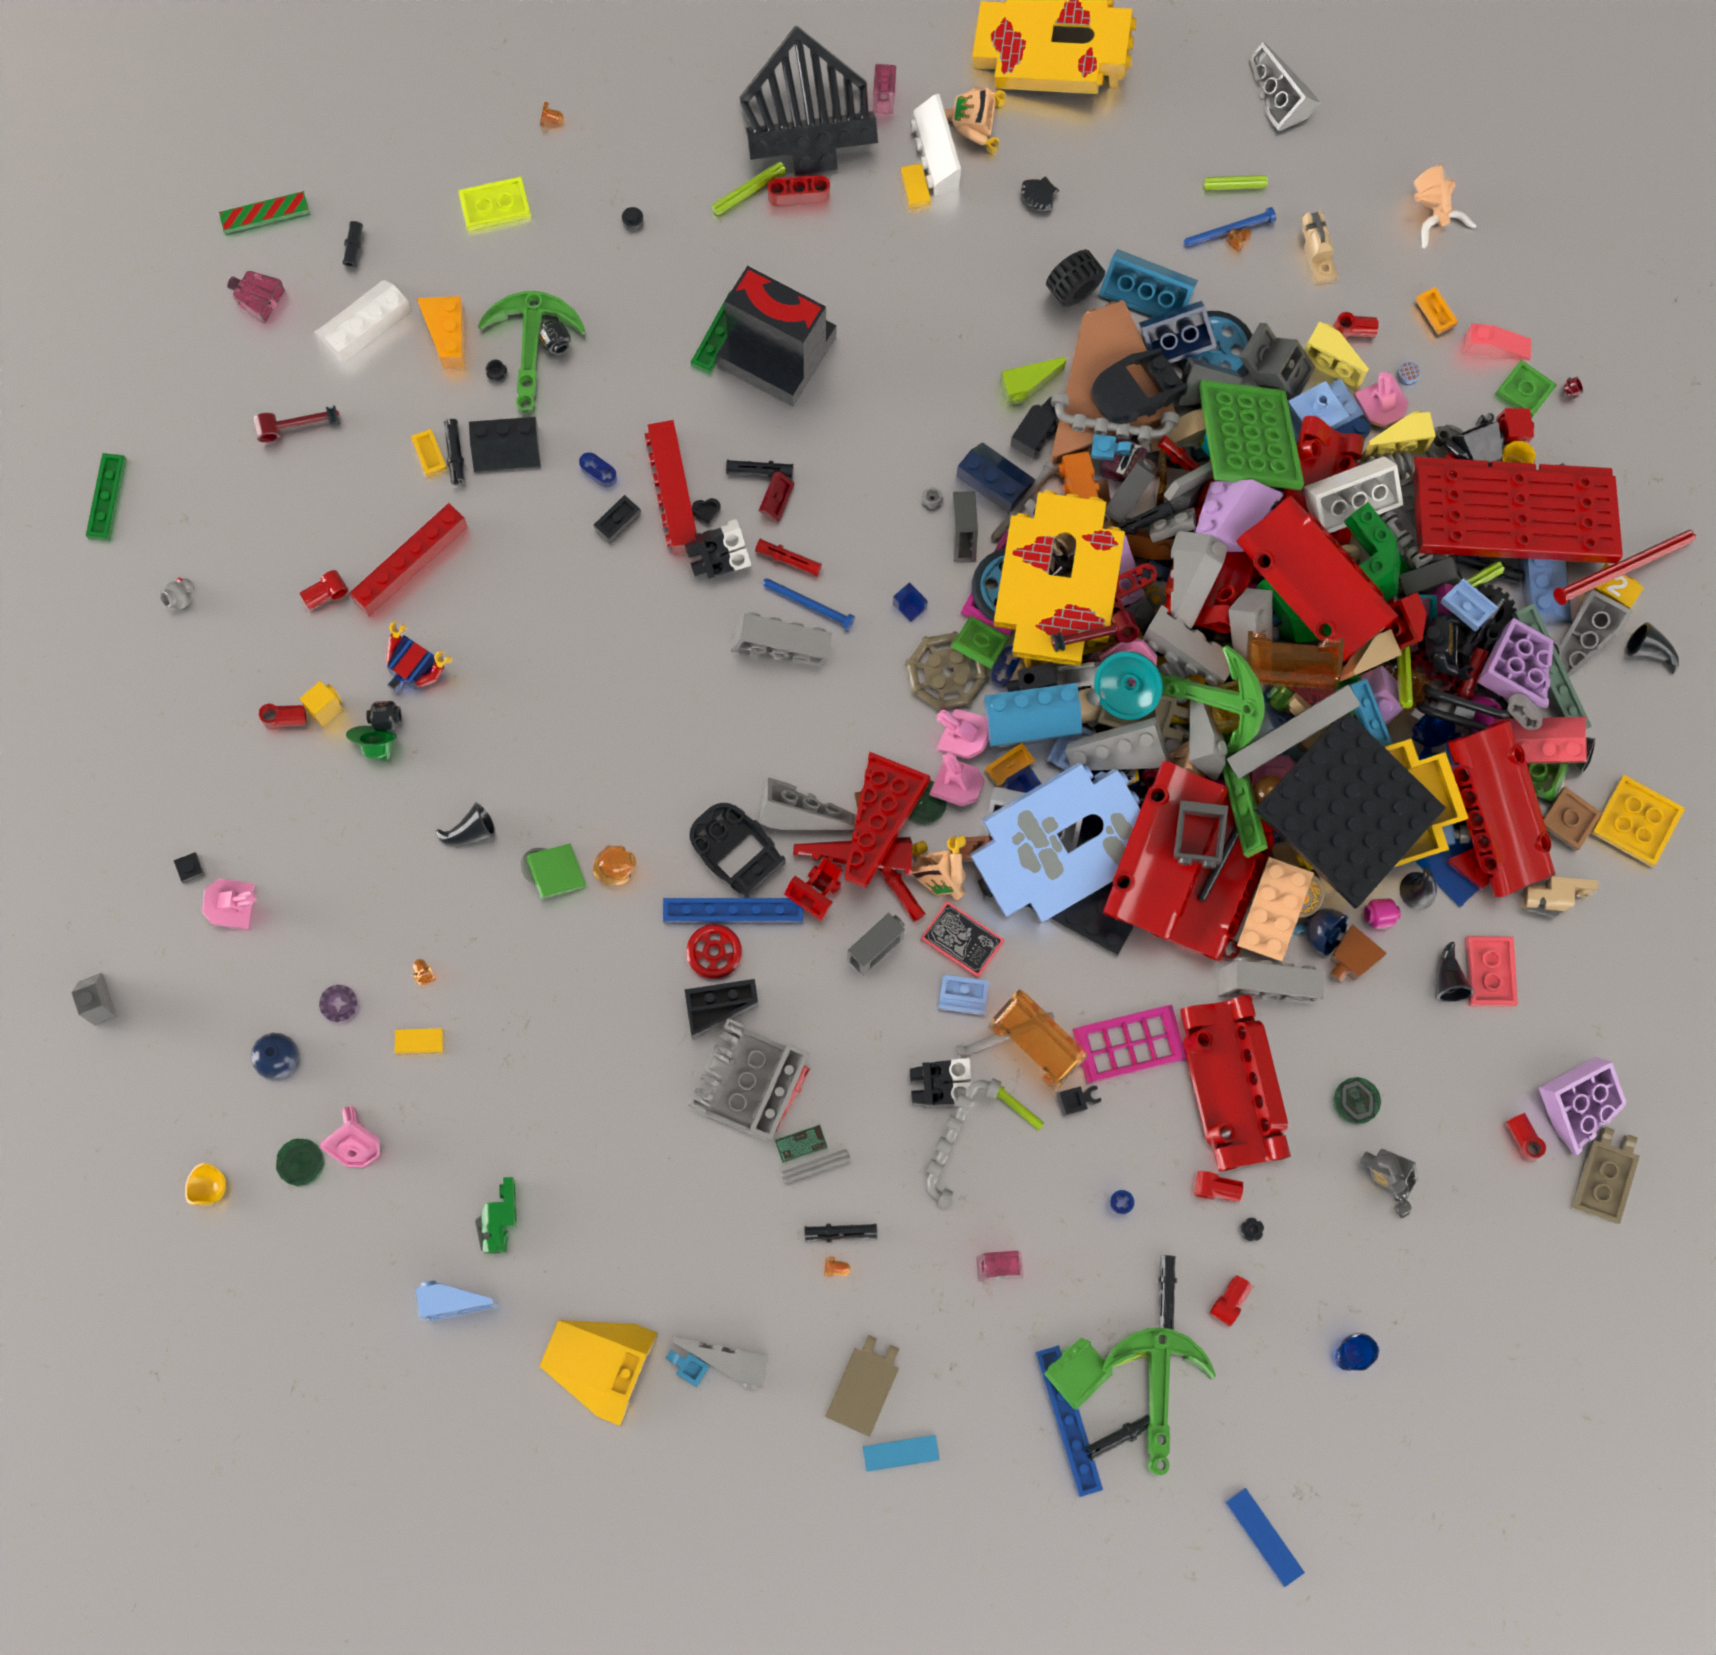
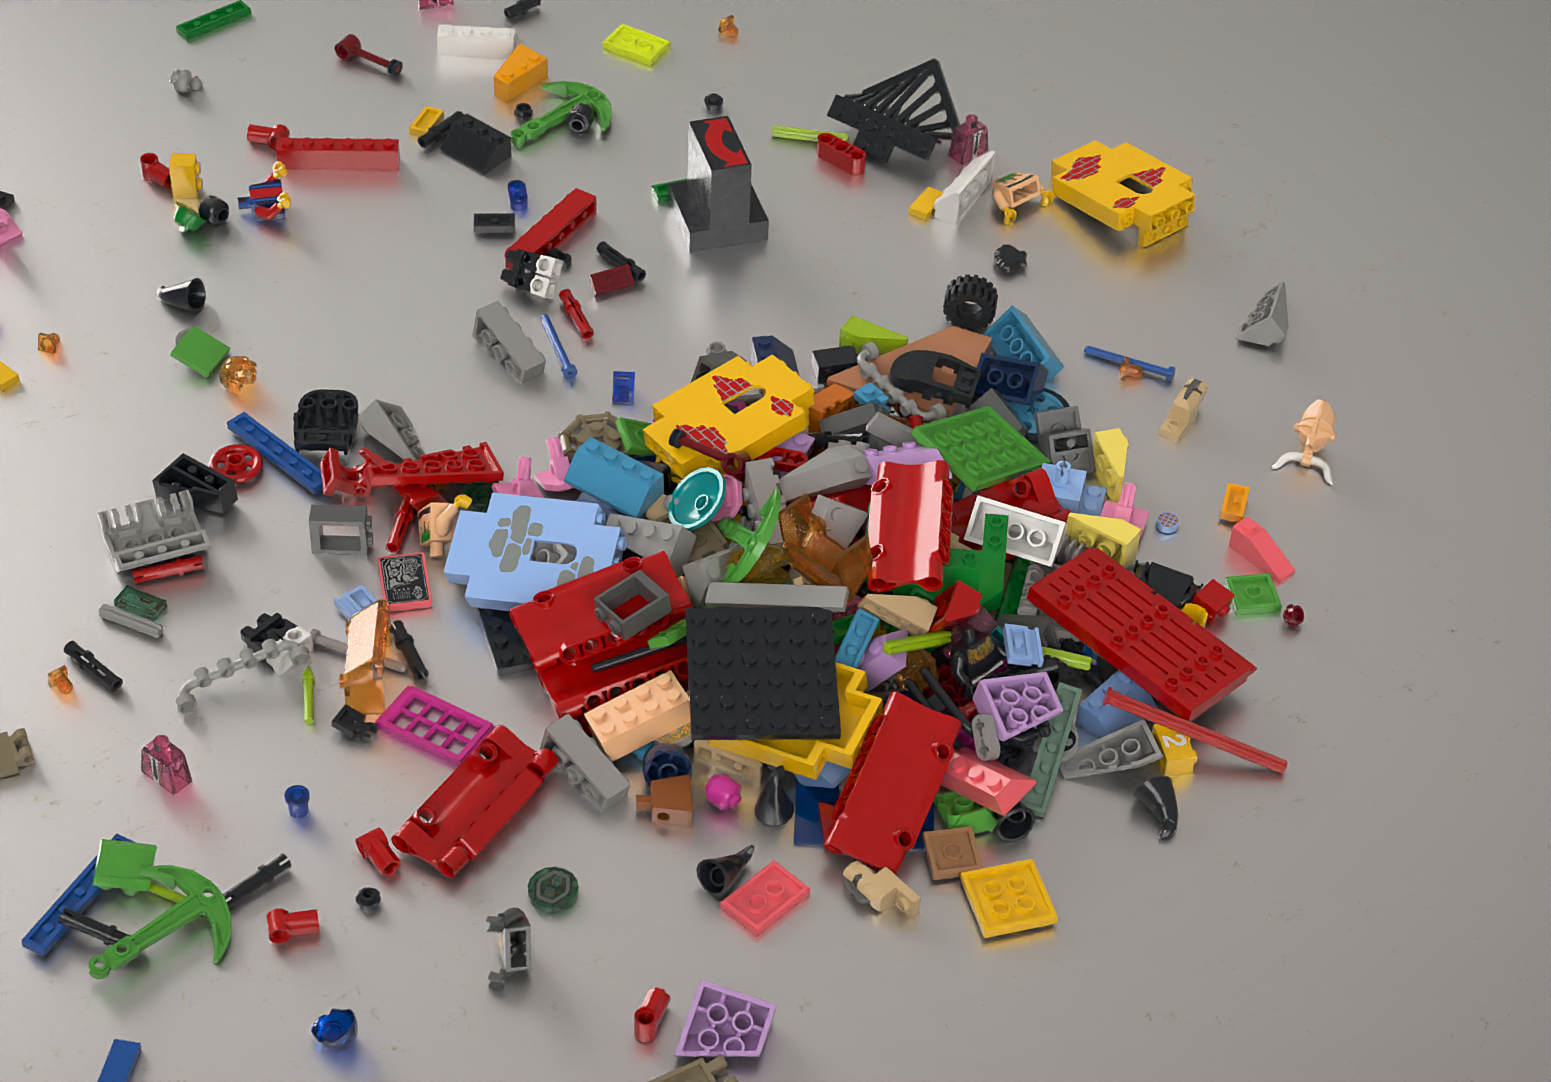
camera: 45 degrees right, 30 degrees down
(1041, 999) = (405, 644): none -> black pin
(1235, 182) = (1167, 342): lime axle -> none
(1356, 325) = (1150, 465): red piece -> none

